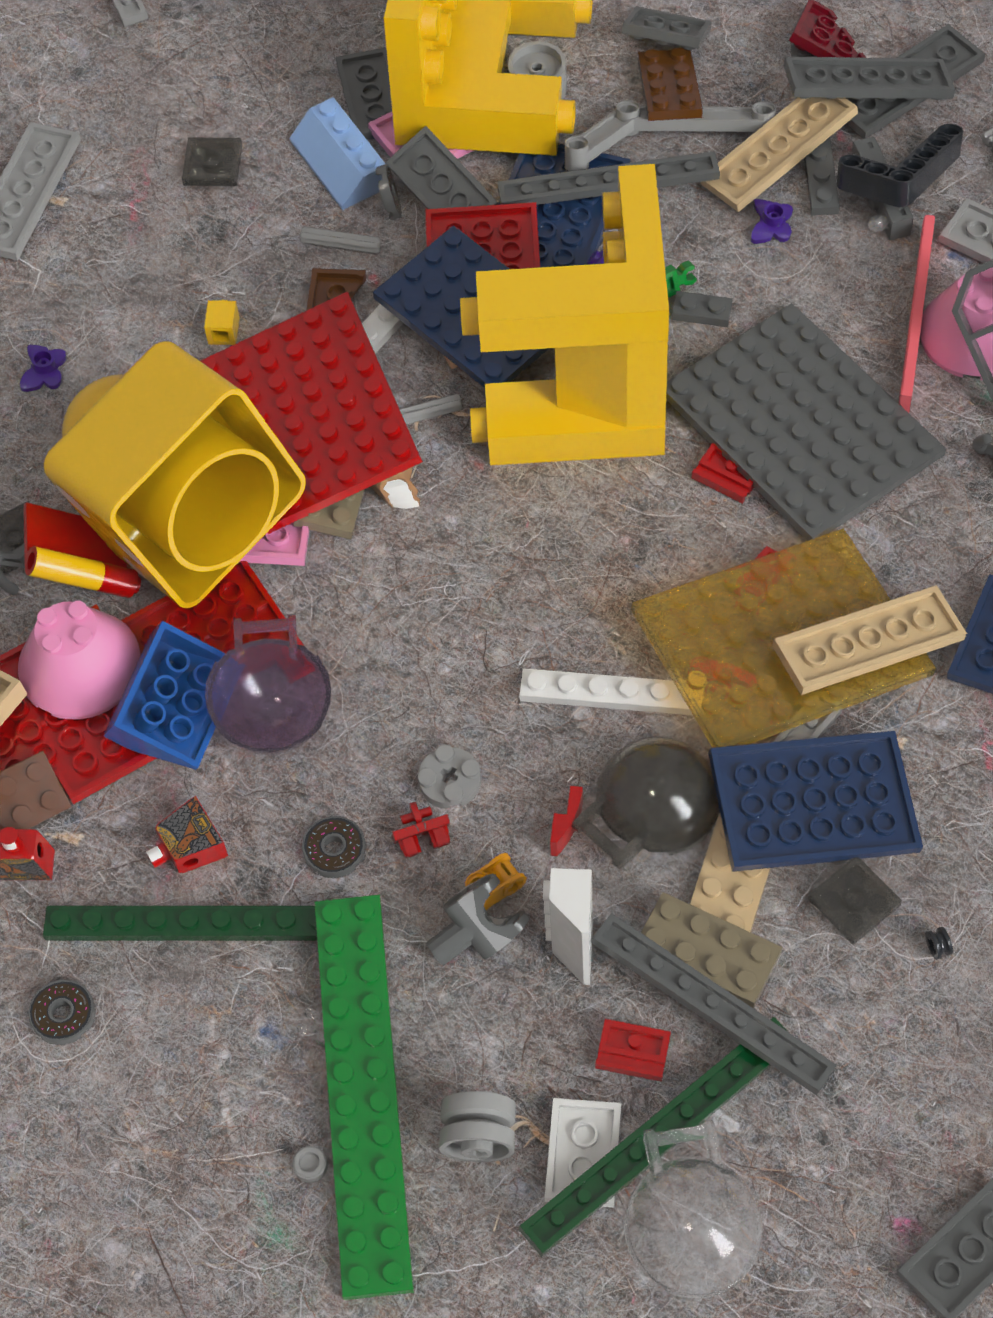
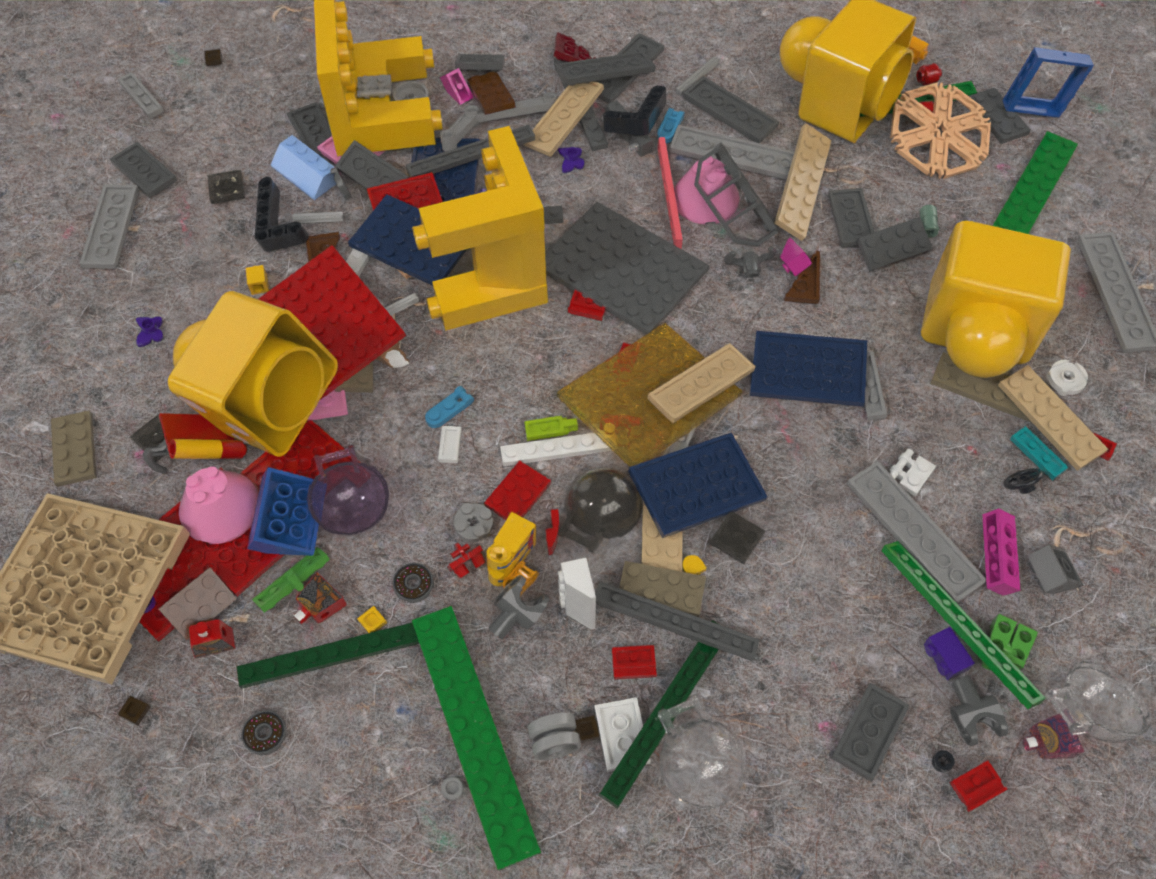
camera: 20 degrees left, 0 degrees up
(94, 109) = (143, 169): none -> dark grey plate
(155, 798) = (291, 580): none -> bright green plate
(256, 248) = (267, 231): none -> black beam
(258, 888) = (372, 620): none -> yellow tile
(446, 647) = (449, 444): none -> white tile
(460, 590) = (448, 408): none -> dark azure plate
(479, 43) = (374, 86): none -> light grey plate
(492, 826) = (510, 547): none -> yellow piece
(529, 748) = (517, 491): none -> red plate
(531, 1131) = (587, 729): none -> dark brown plate
(608, 656) = (549, 427): none -> lime hinge
(617, 62) = (456, 86): none -> dark pink slope
(771, 926) = (693, 565): none -> yellow tile
(939, 943) = (794, 551): black bush -> none
(953, 194) = (669, 124): none -> dark azure plate

